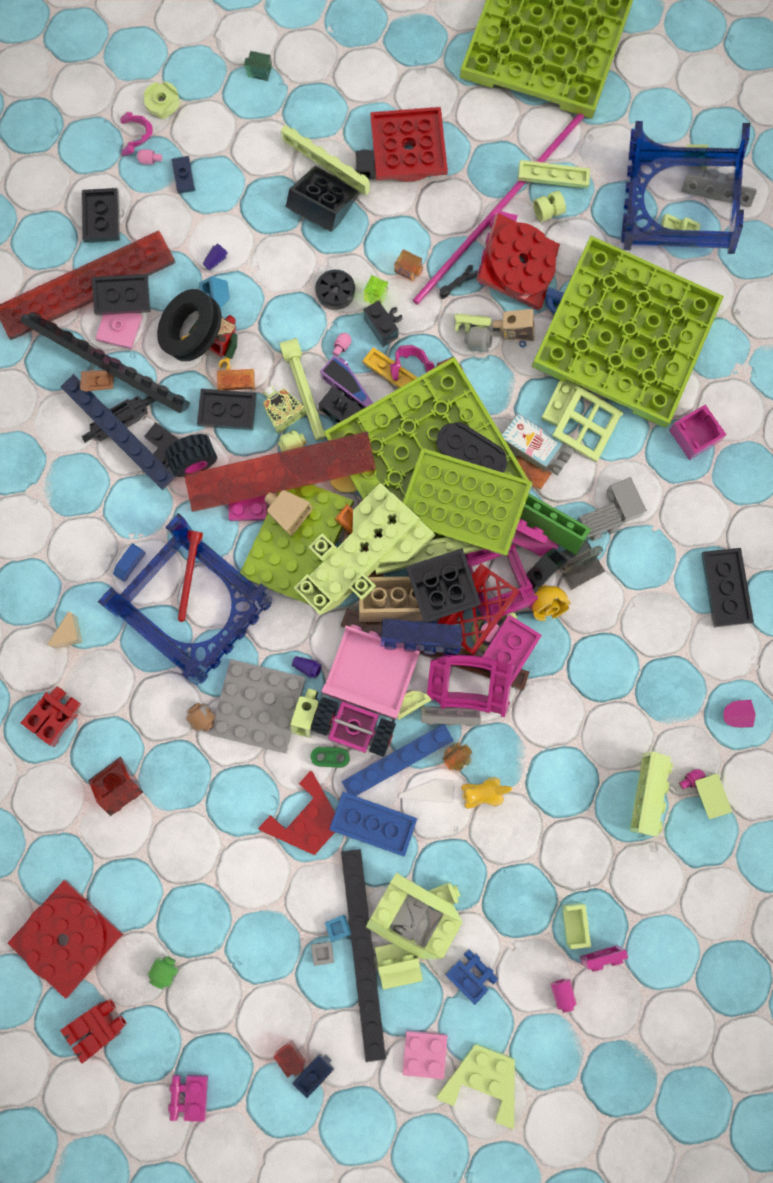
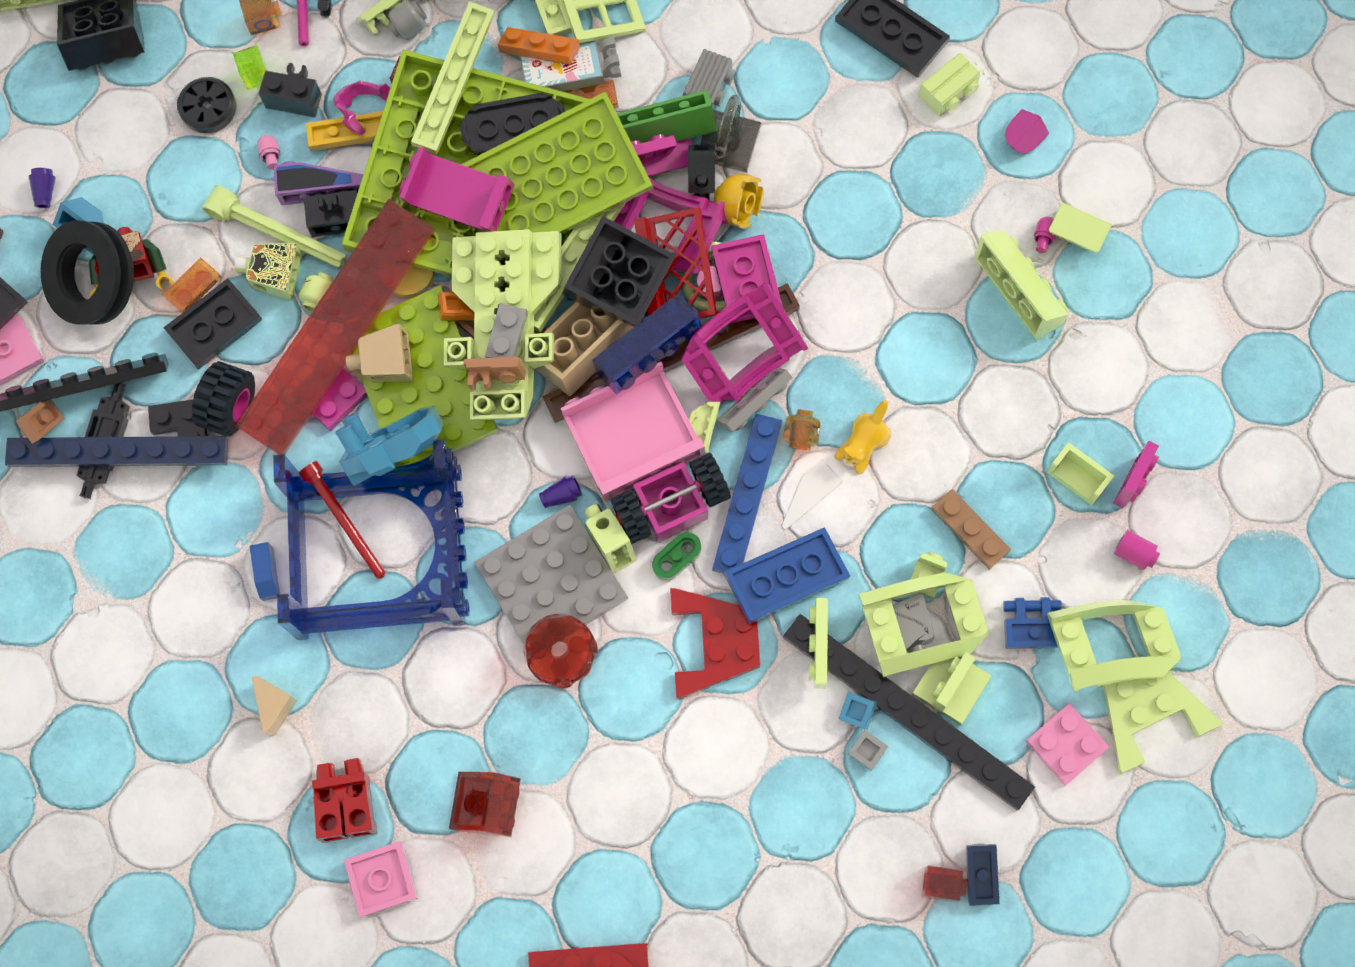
camera: 40 degrees left, 5 degrees down
(32, 772) = (380, 879): none -> bright pink plate
(162, 972) = (727, 933): bright green head -> none
(200, 717) = (502, 647): medium nougat head -> none
(224, 760) = (573, 664): none -> clear red plate
(240, 560) = (378, 451): none -> dark azure brick
(333, 582) = (489, 369): none -> nougat plate
(351, 876) = (818, 643): none -> yellowish green plate
(352, 562) = (506, 331): none -> light grey plate
(405, 460) = (456, 191): none -> dark pink panel
(464, 397) = (453, 78): none -> yellowish green plate
(474, 1018) = (1079, 657): none -> yellowish green wedge
(491, 894) = (970, 529): none -> medium nougat plate
(531, 418) = (538, 45): none -> orange plate
(626, 499) = (711, 34): light grey brick -> none
(726, 648) = (950, 84): none -> yellowish green brick

